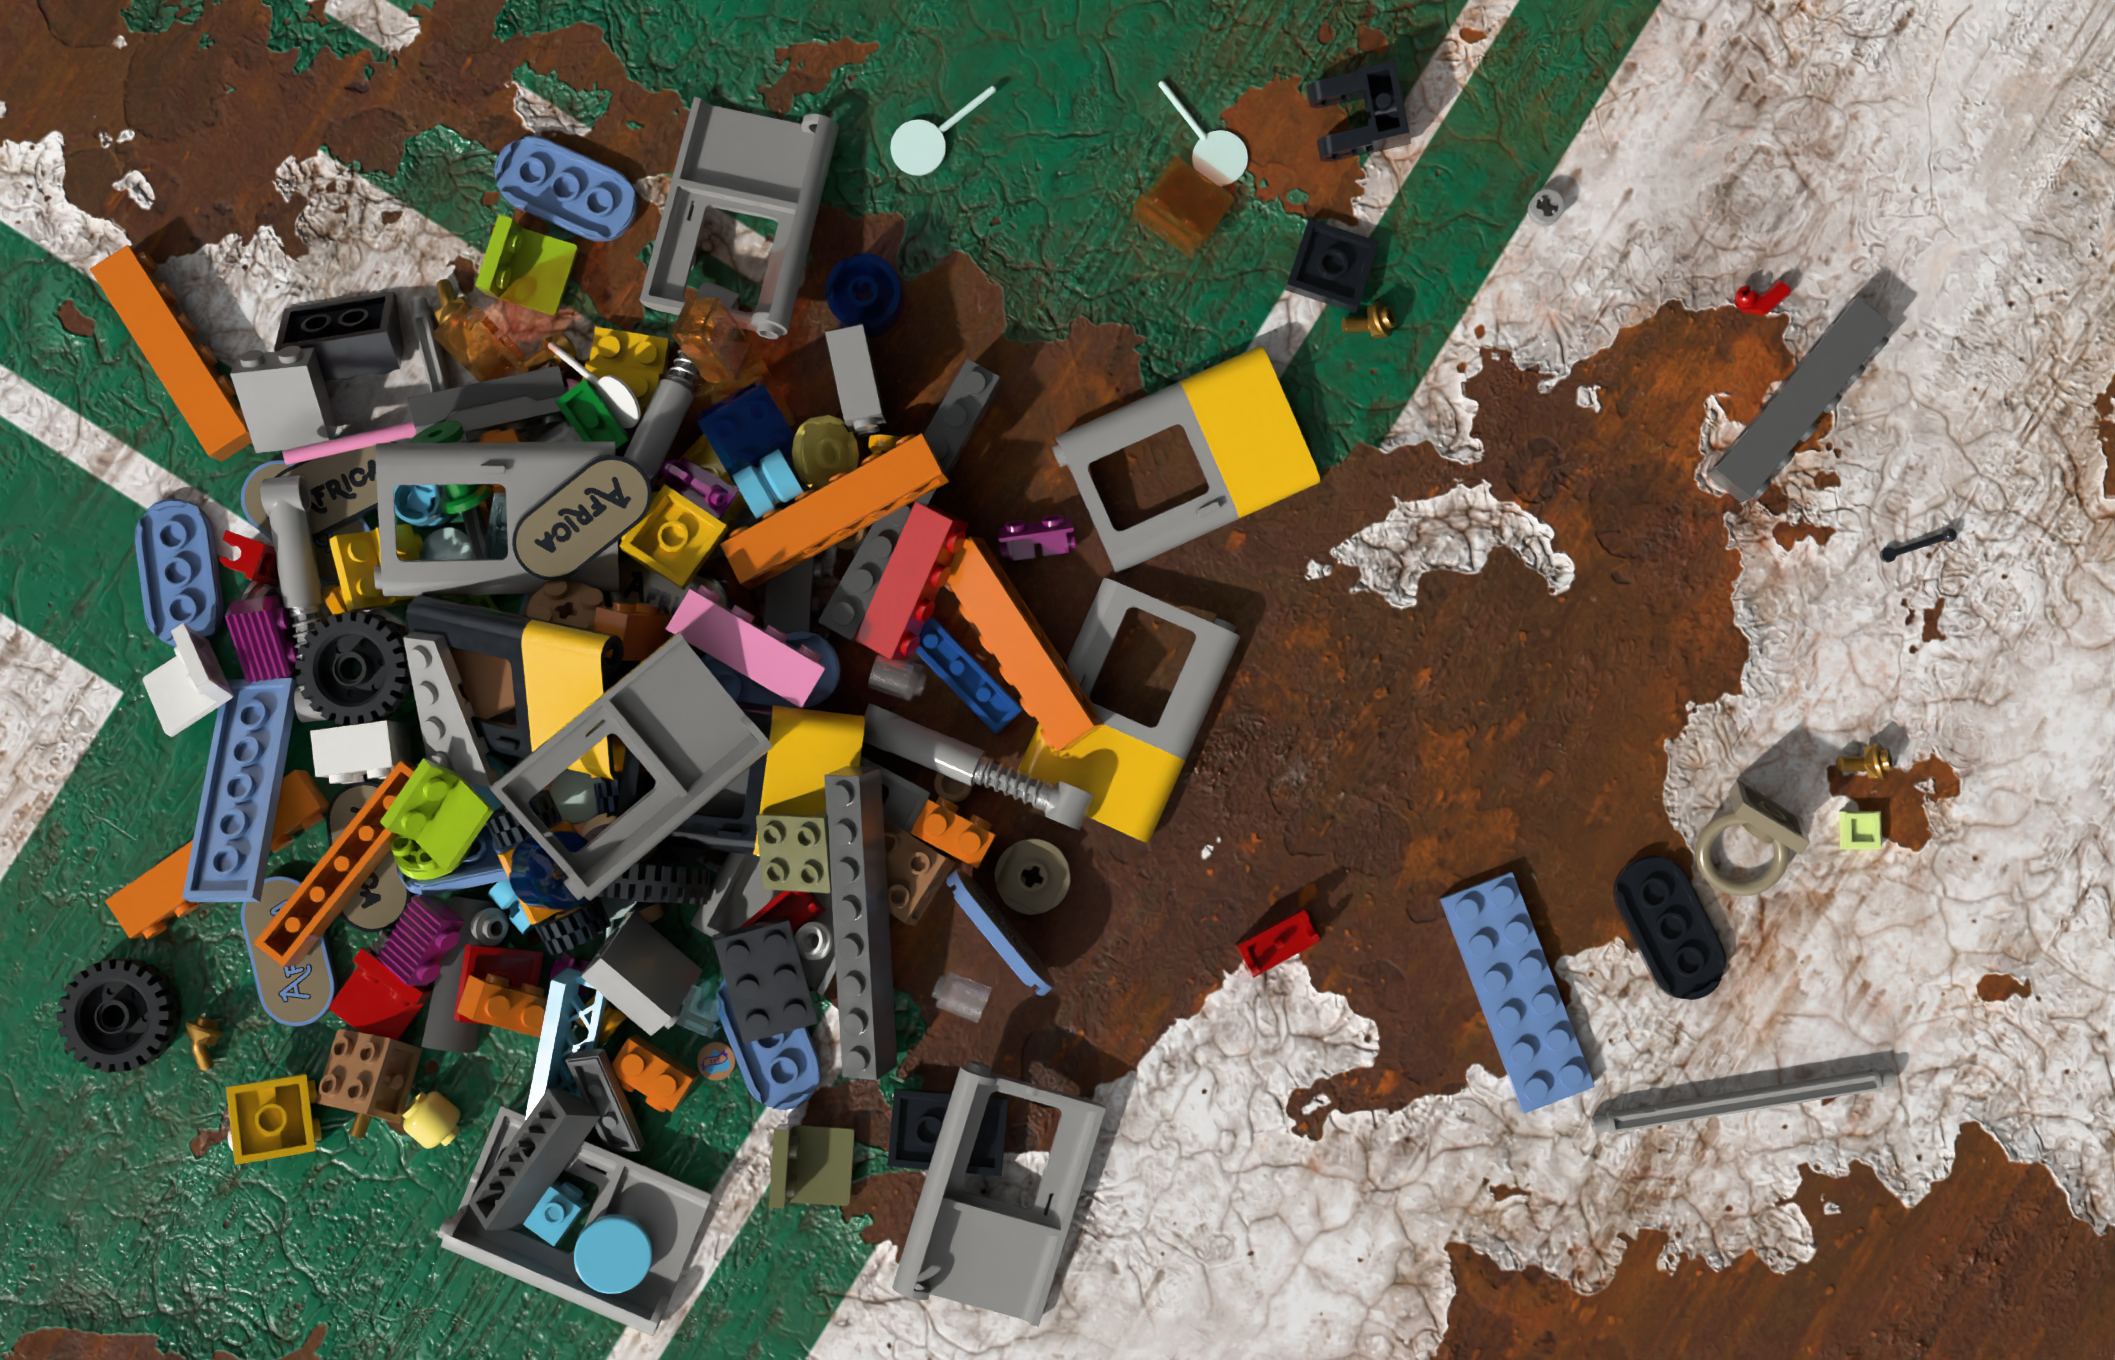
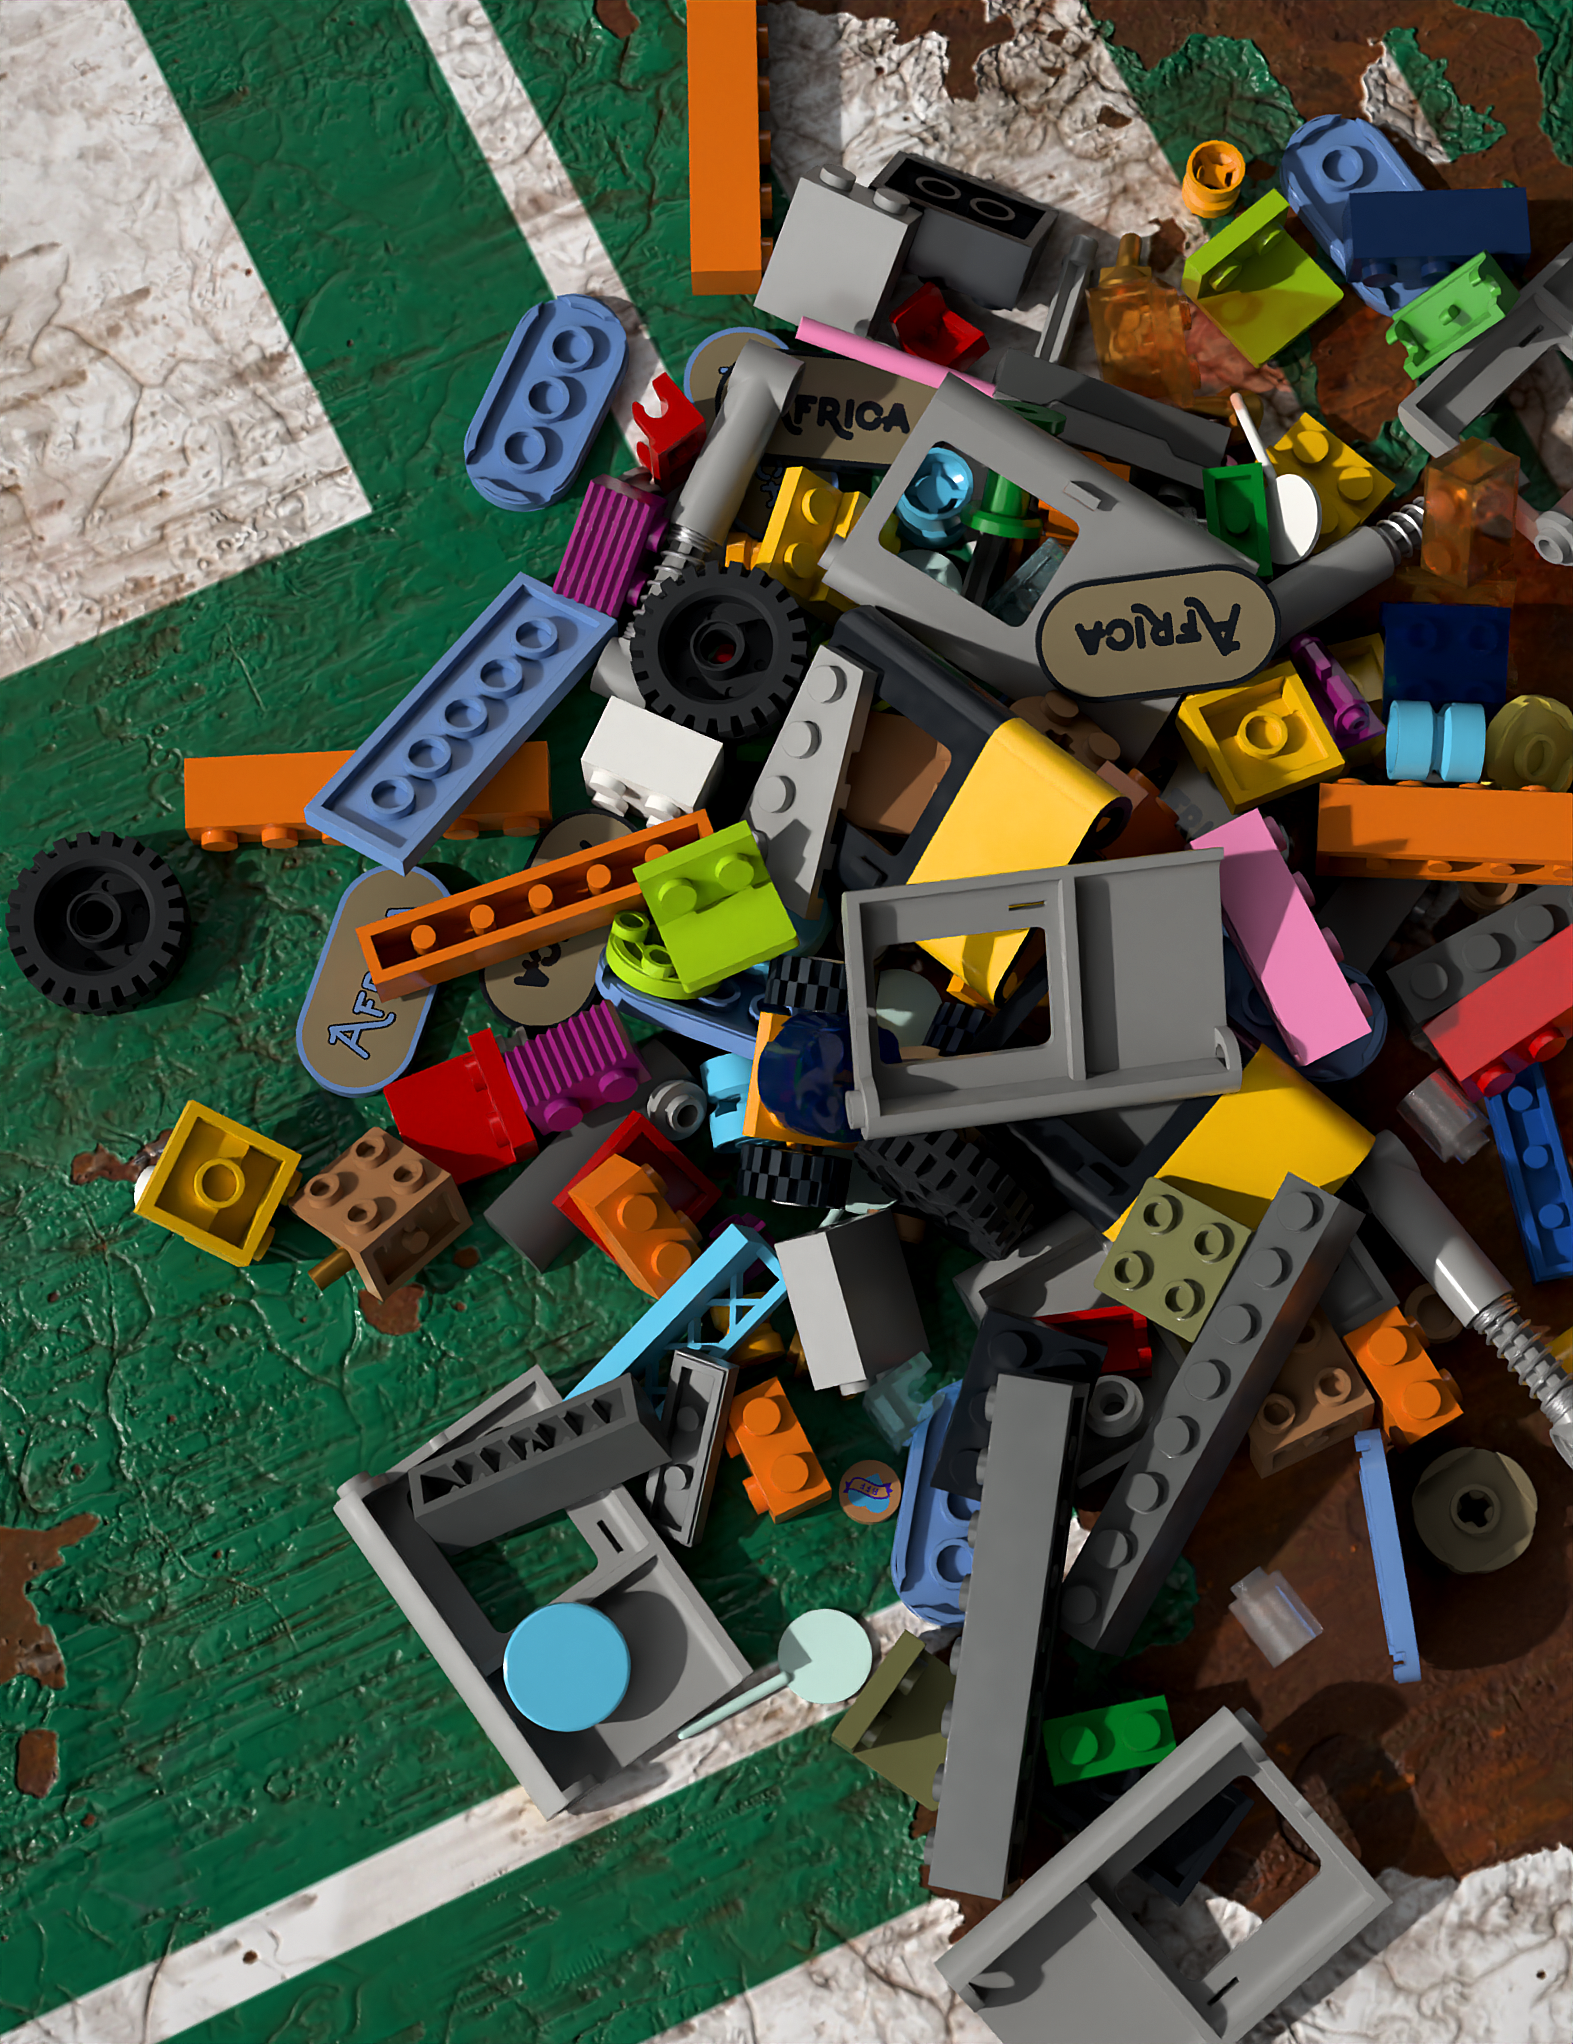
camera: 30 degrees right, 10 degrees down
(188, 683) = (472, 547): white bracket -> none
(203, 1033) = (193, 1015): pearl gold plate -> none
(367, 405) = (936, 333): none -> red bracket
(431, 1119) = (428, 1325): light yellow head -> none
(459, 216) = (1216, 166): none -> light orange wheel
(556, 1212) = (521, 1560): medium azure brick -> none
(605, 185) = (1433, 233): none -> dark blue brick
(639, 225) = (1452, 313): none -> bright green hinge
(744, 1163) = (819, 1658): none -> light aqua piece
(826, 1098) = (1006, 1634): none -> dark grey brick
(913, 1116) = (1108, 1740): none -> green plate

